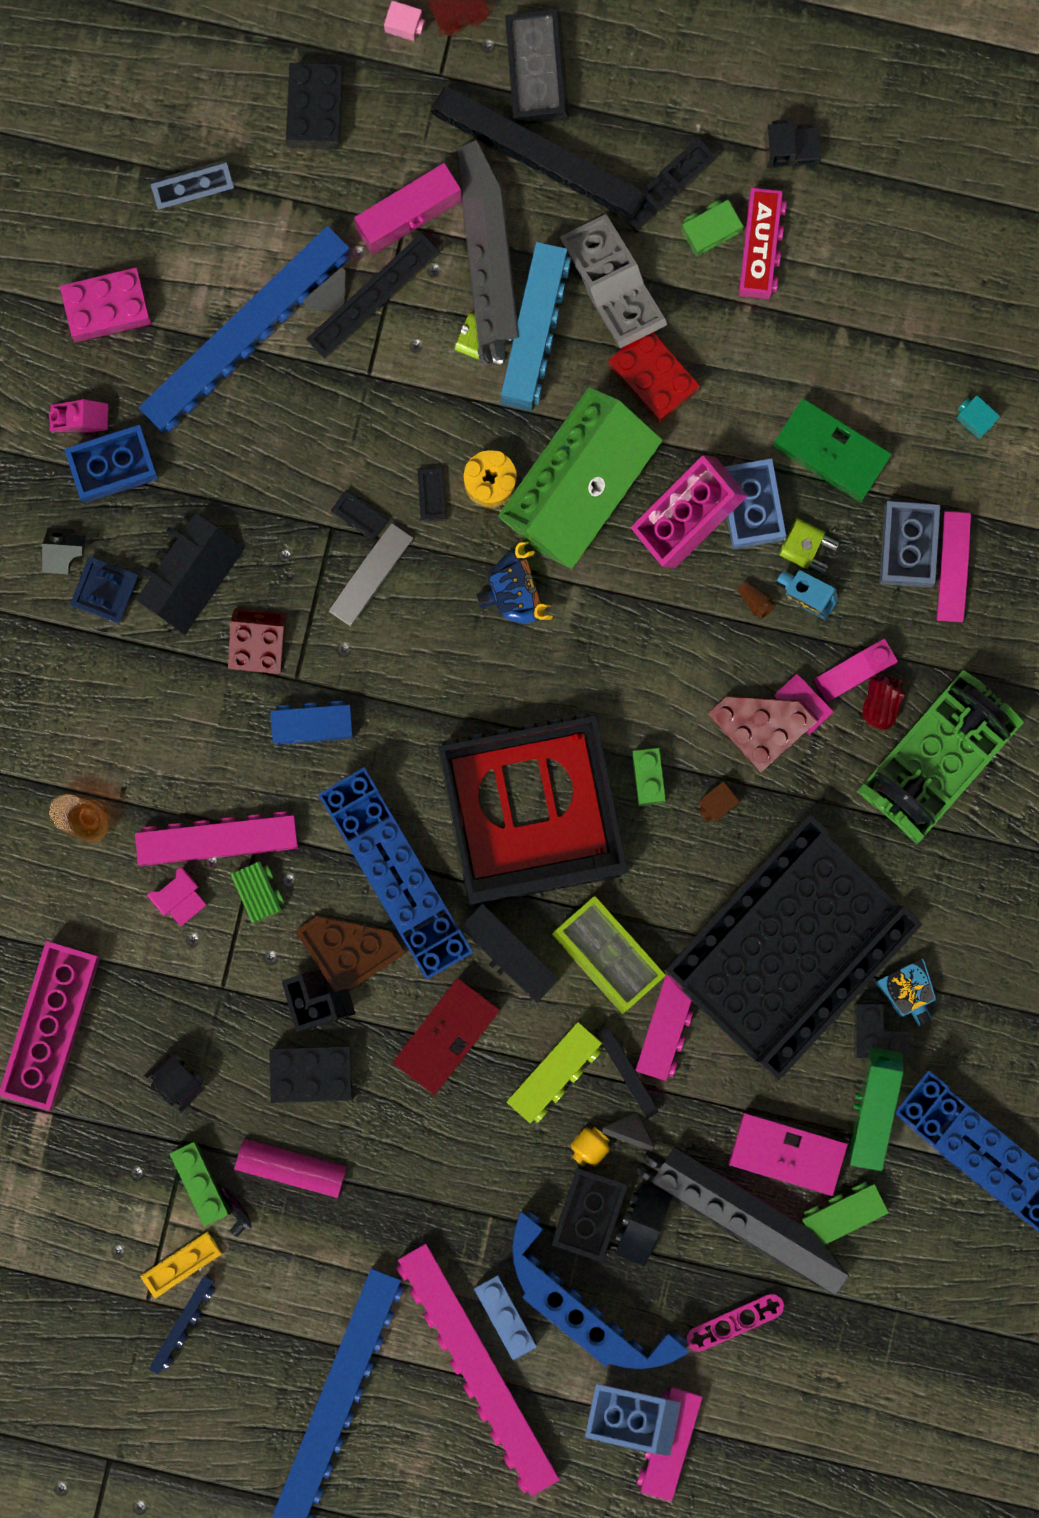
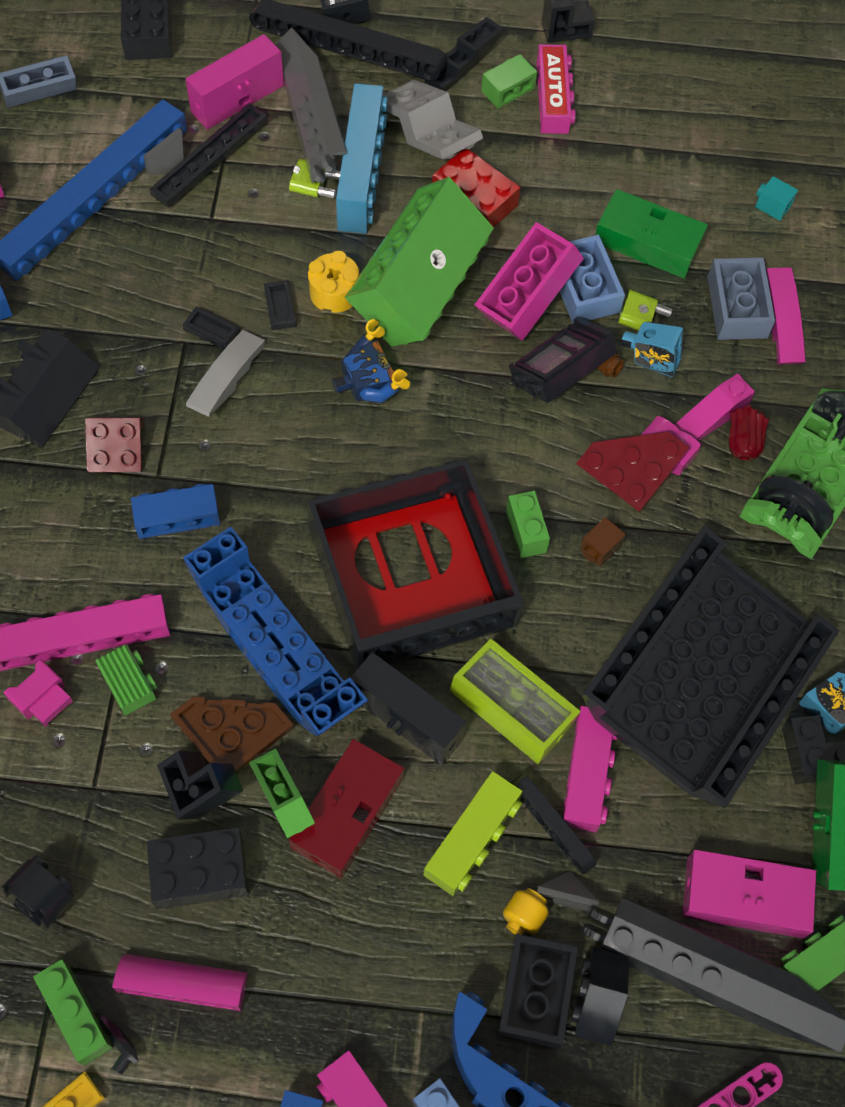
camera: 10 degrees left, 20 degrees down
(389, 1021) = (282, 793): none -> bright green brick
(711, 600) = (563, 359): none -> black door

